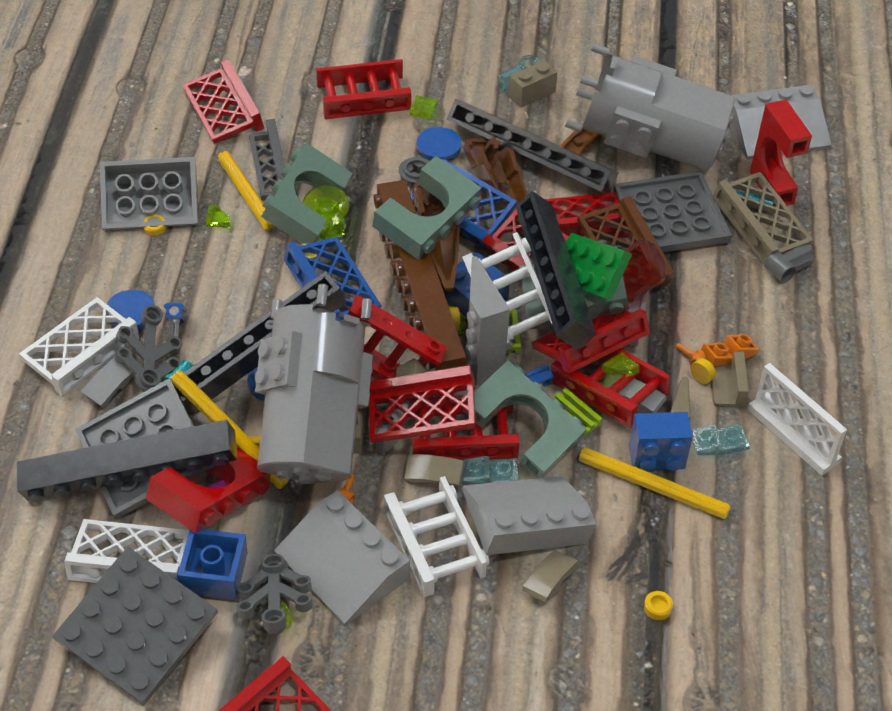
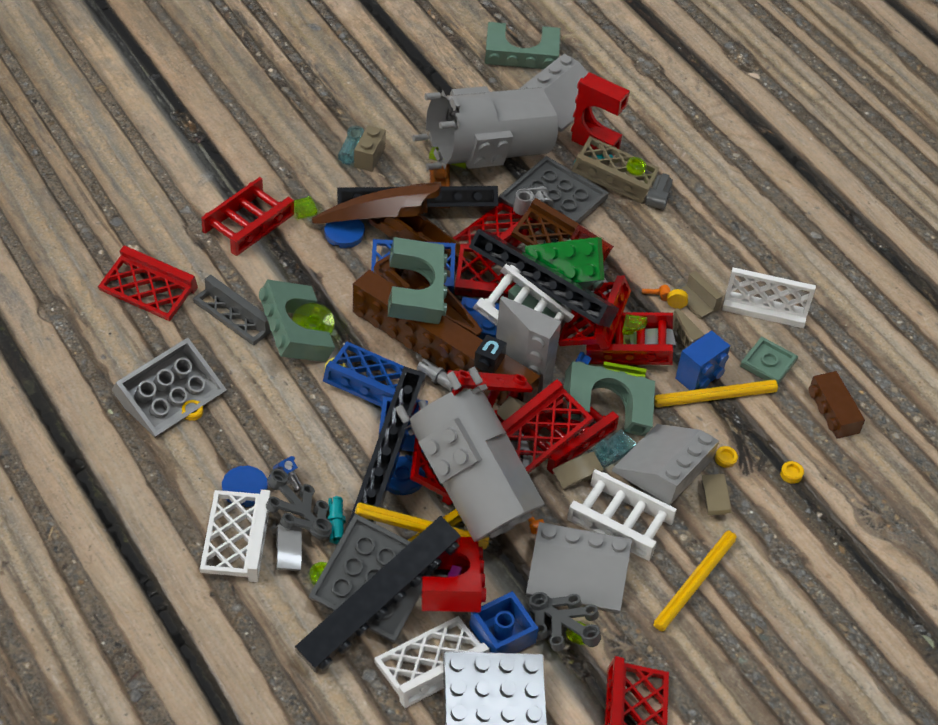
camera: 40 degrees left, 0 degrees up
(217, 217) = (235, 377): clear neon green tile -> none
(244, 187) = (236, 343): yellow axle -> none
(334, 229) = (336, 330): clear neon green tile -> none
(390, 304) = (435, 373): none -> light grey pin
(407, 166) = (345, 254): dark grey gear -> none
(430, 309) = (490, 354): none -> black brick
(446, 643) = (694, 581): none -> yellow axle
(484, 133) = (392, 202): none -> reddish brown piece
(602, 548) = (726, 457): none -> yellow tile
(642, 200) = (525, 197): none -> light grey piece
(721, 441) = (733, 335): clear light blue slope -> none
(722, 353) = (678, 274): orange slope -> none
(746, 485) = (769, 360): none -> sand green tile
(753, 58) = (503, 53): none -> sand green arch
(772, 568) = (836, 405): none -> reddish brown brick
(783, 224) = (636, 166): none -> clear neon green tile

